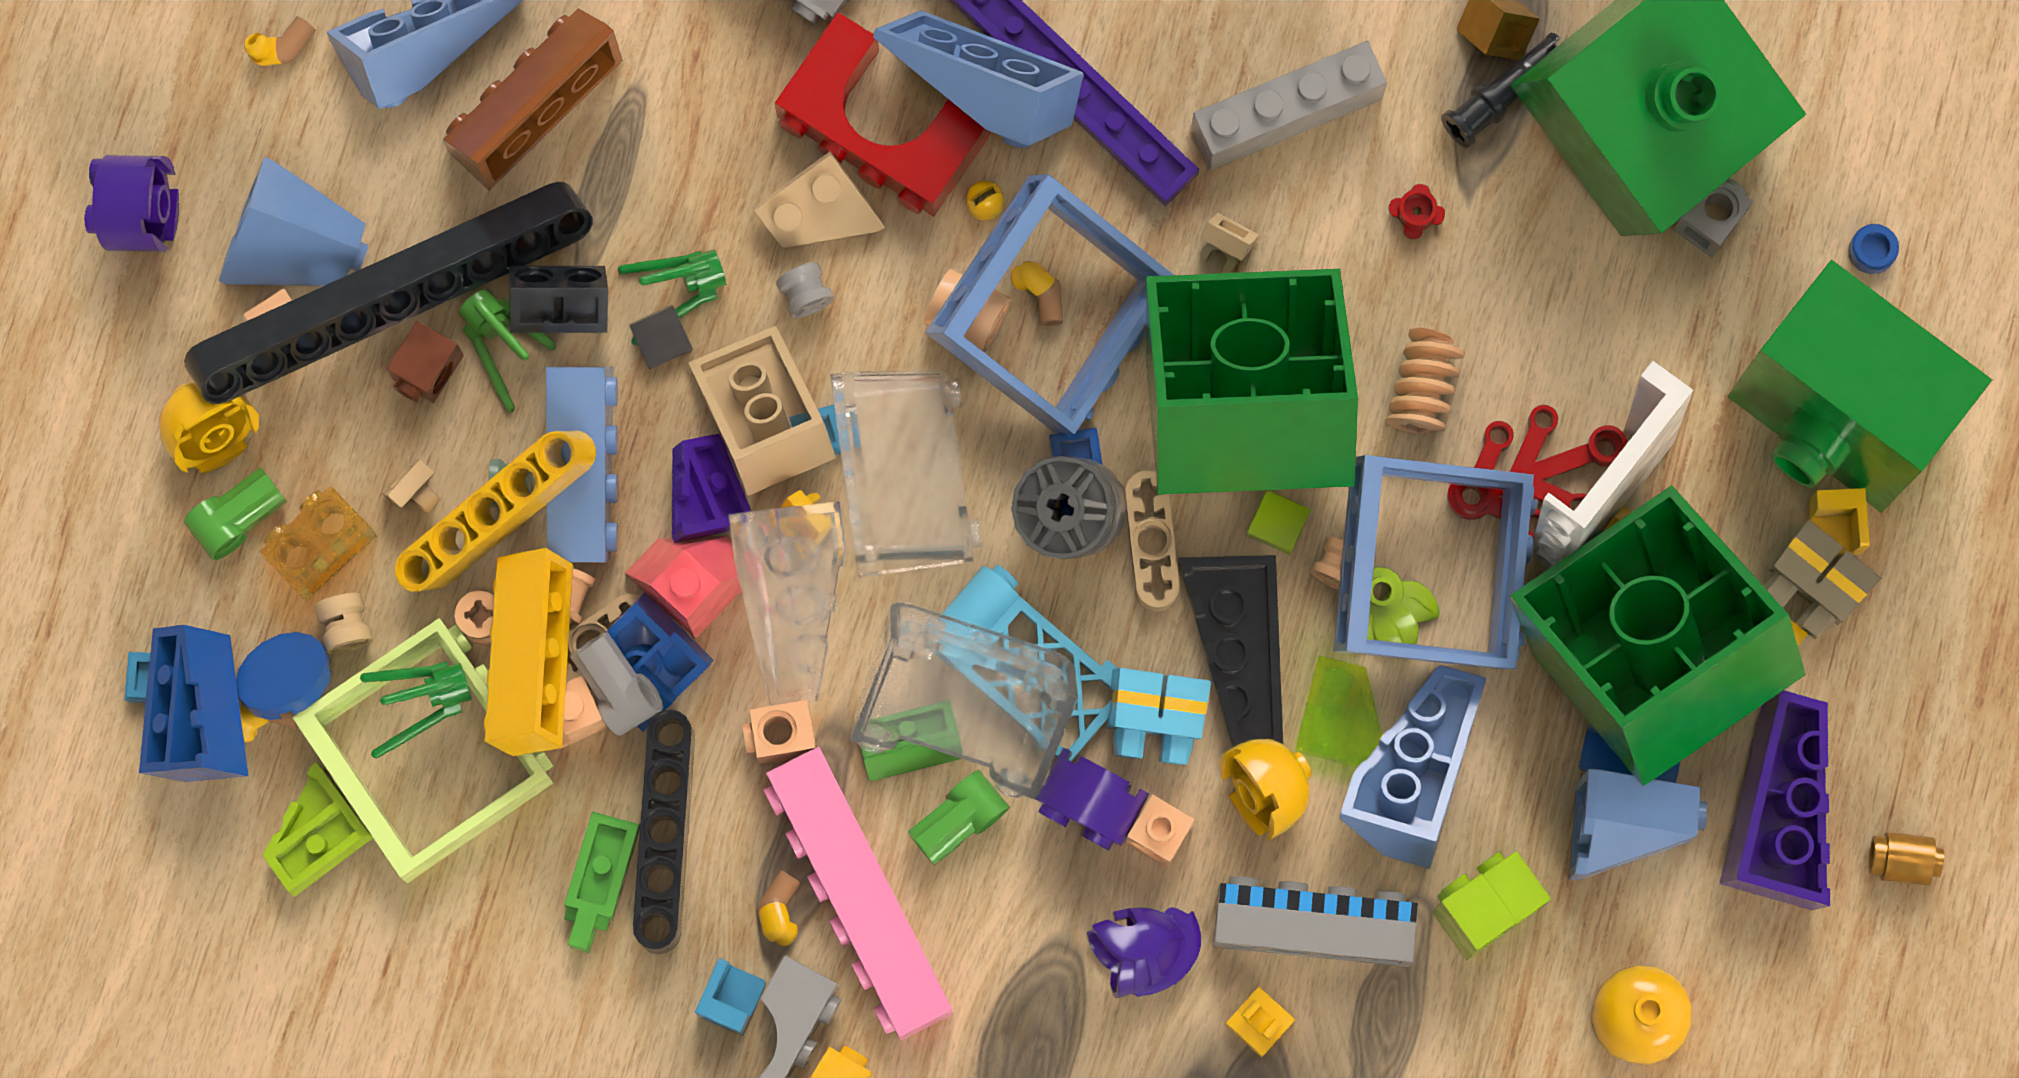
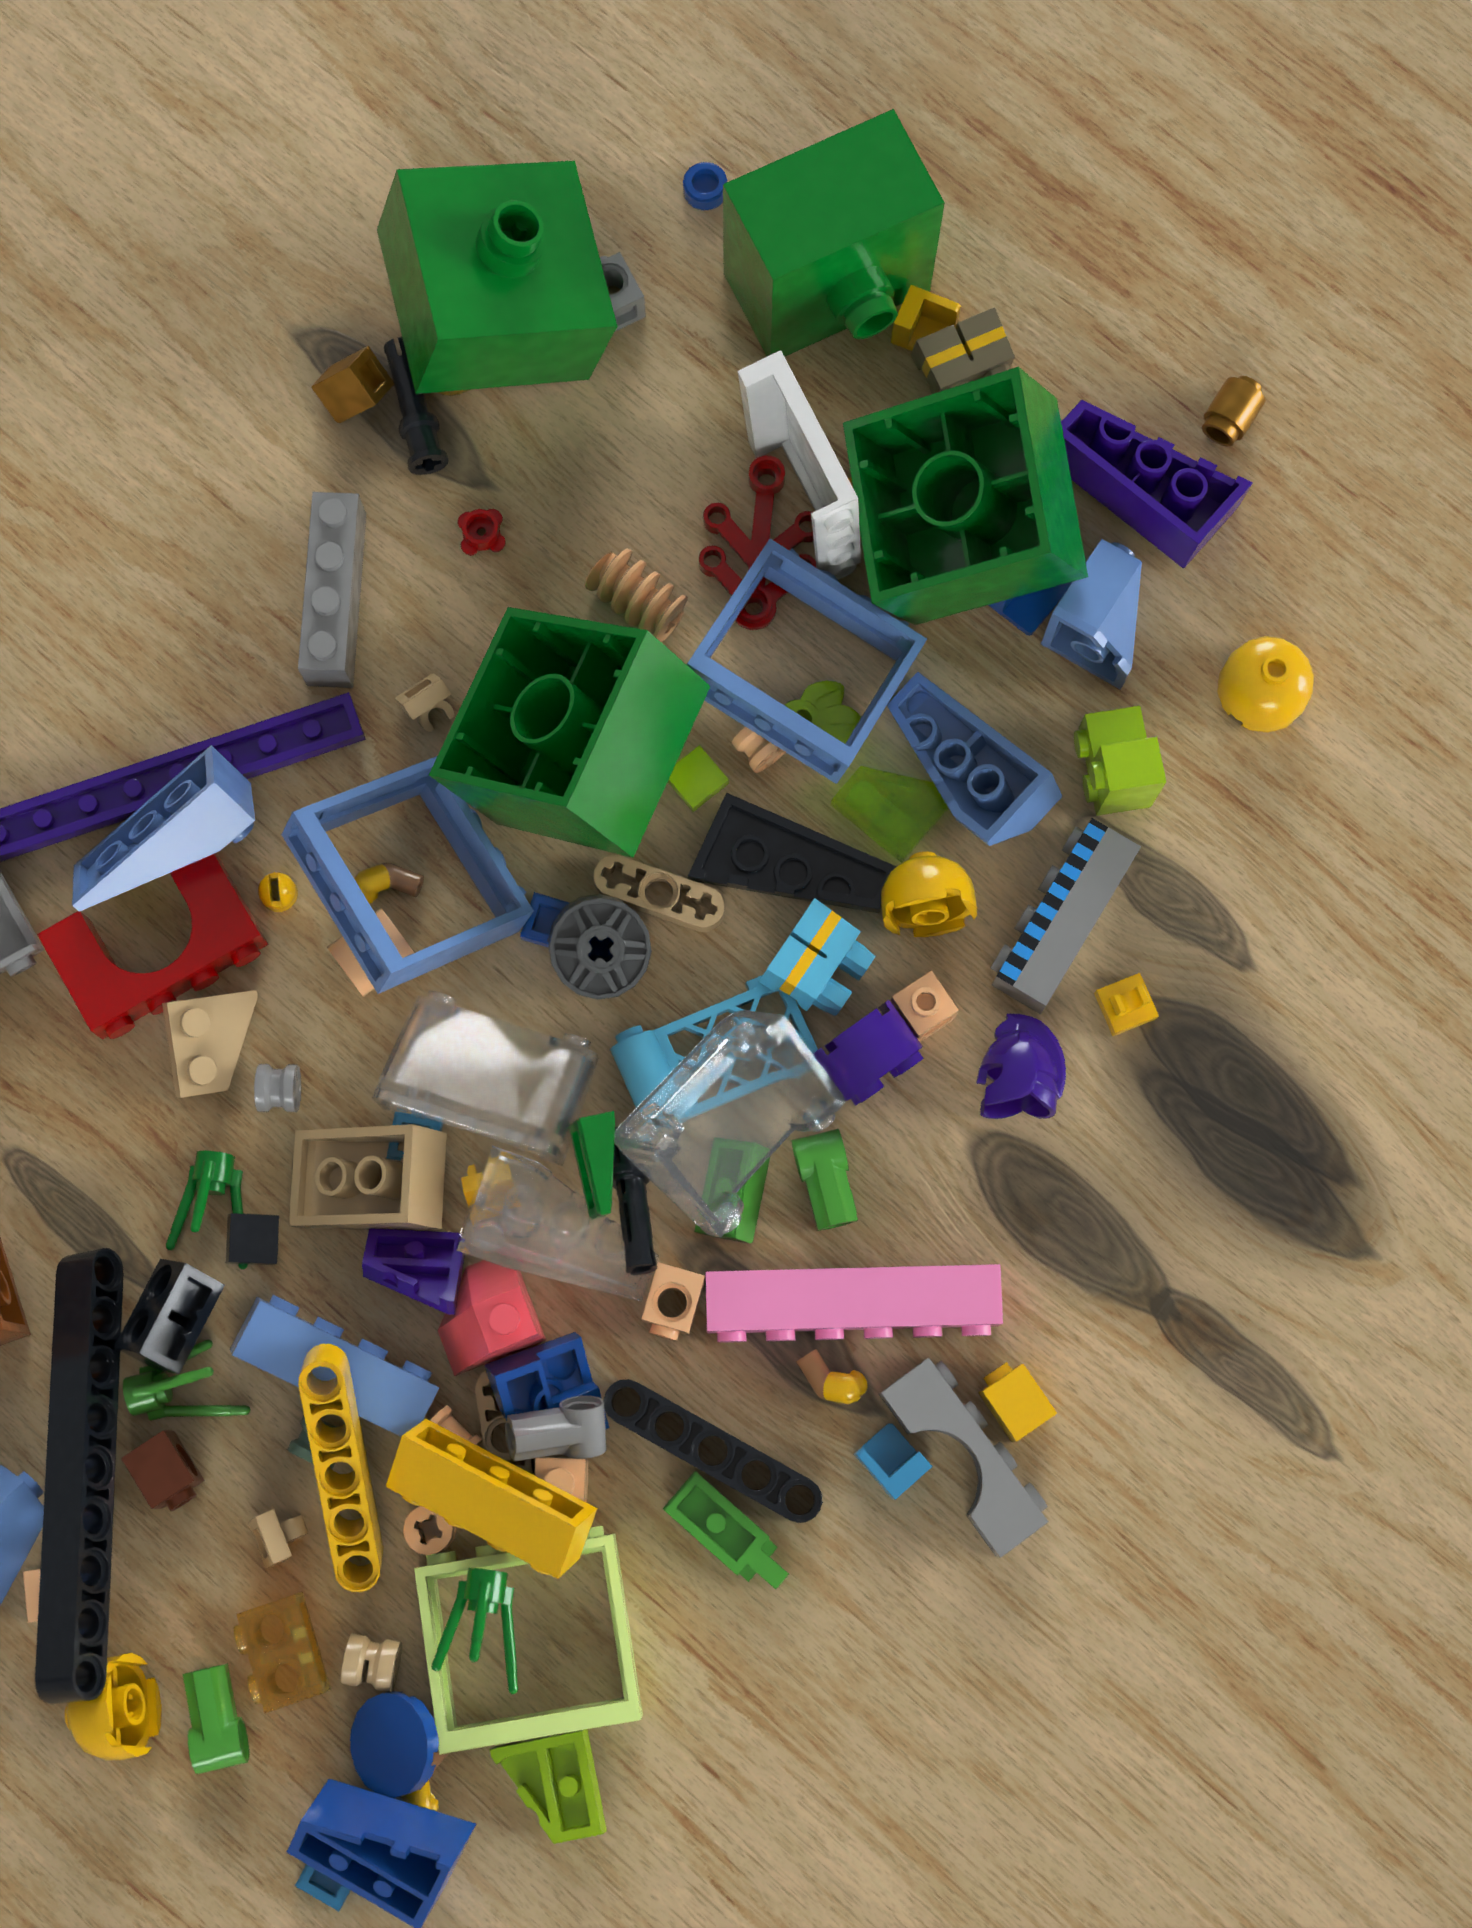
camera: 65 degrees left, 0 degrees up
(837, 659) = (634, 1215): none -> black pin
(877, 592) = (594, 1154): none -> green slope

